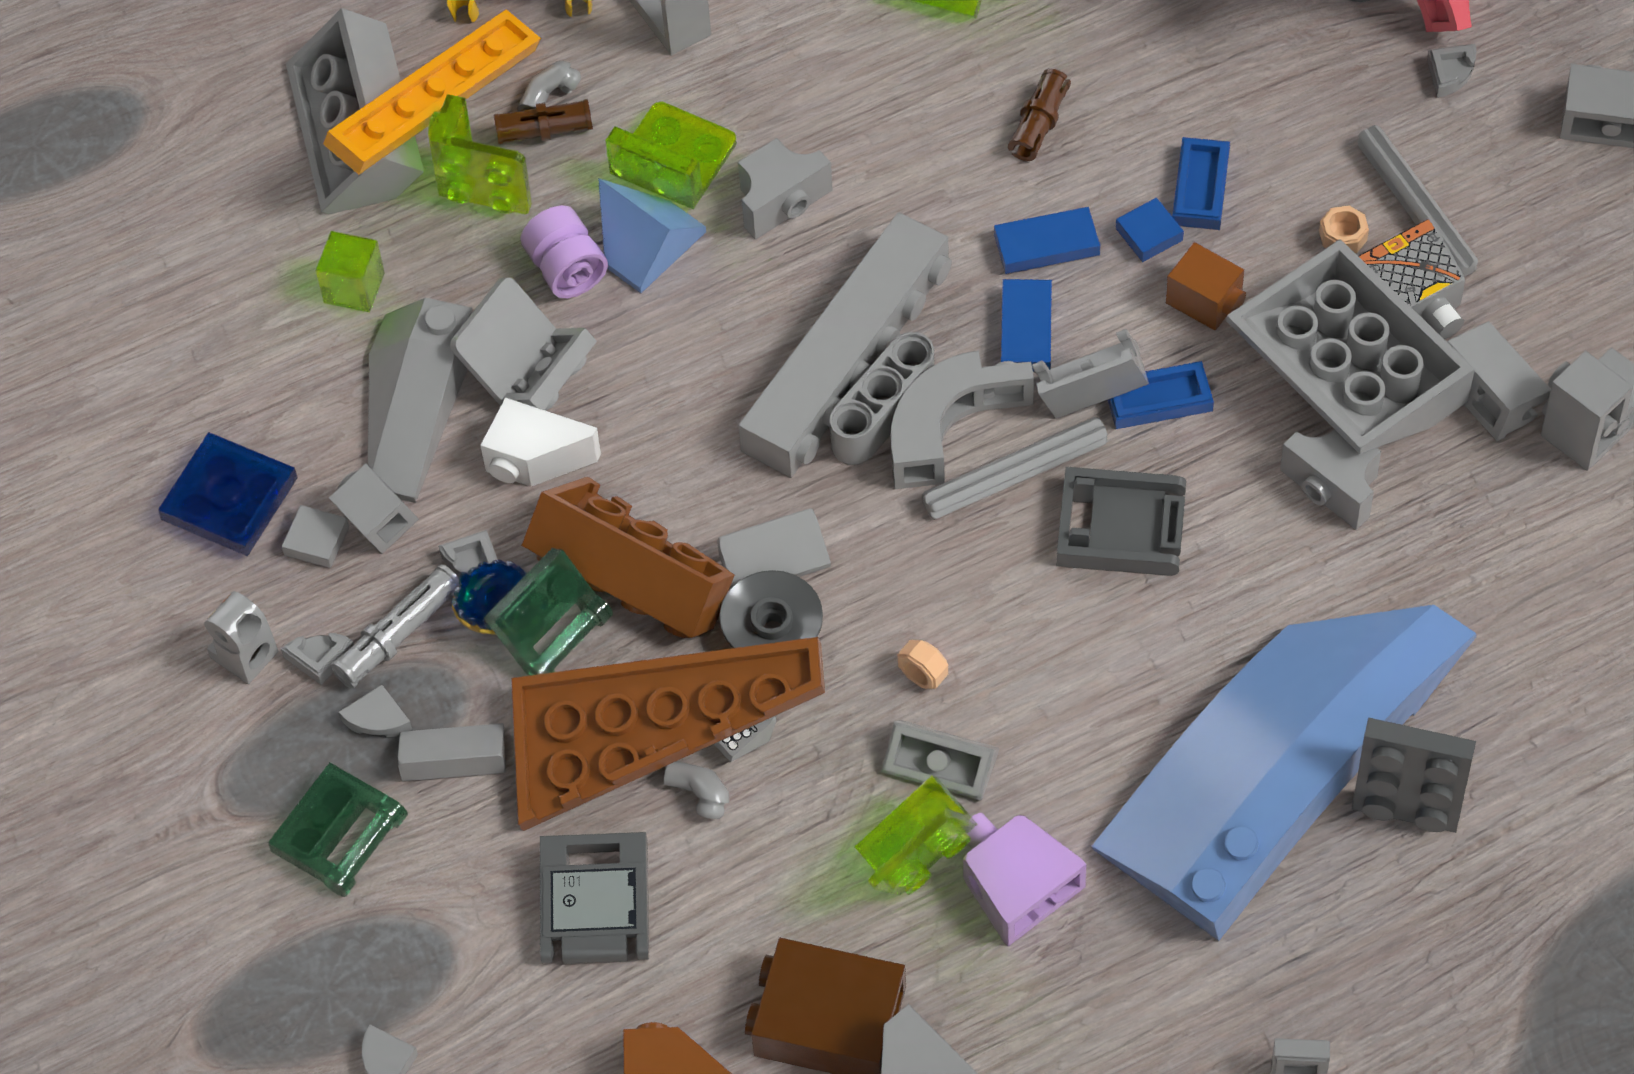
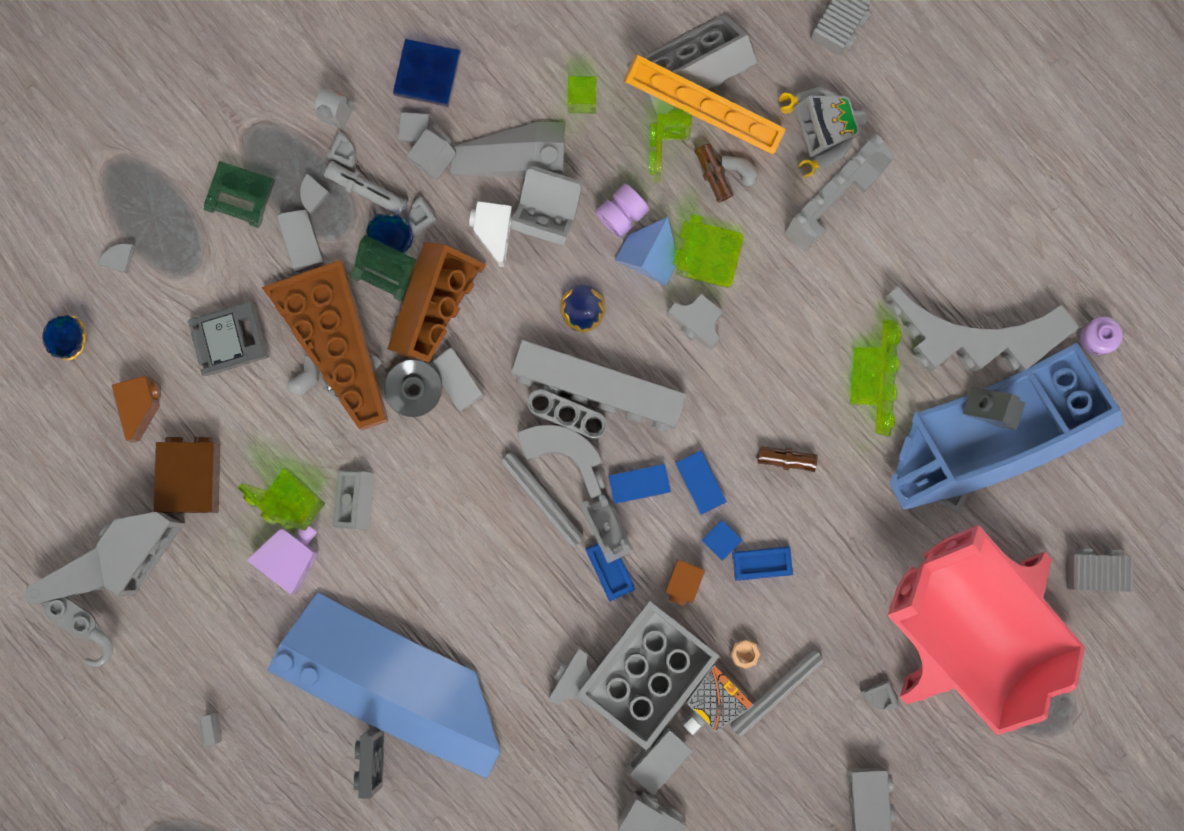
camera: 75 degrees right, 25 degrees up
(708, 346) = (582, 308): none -> clear blue hair
(923, 664) = (403, 477): light nougat tile -> none
(1132, 521) = (521, 570): dark grey container -> none

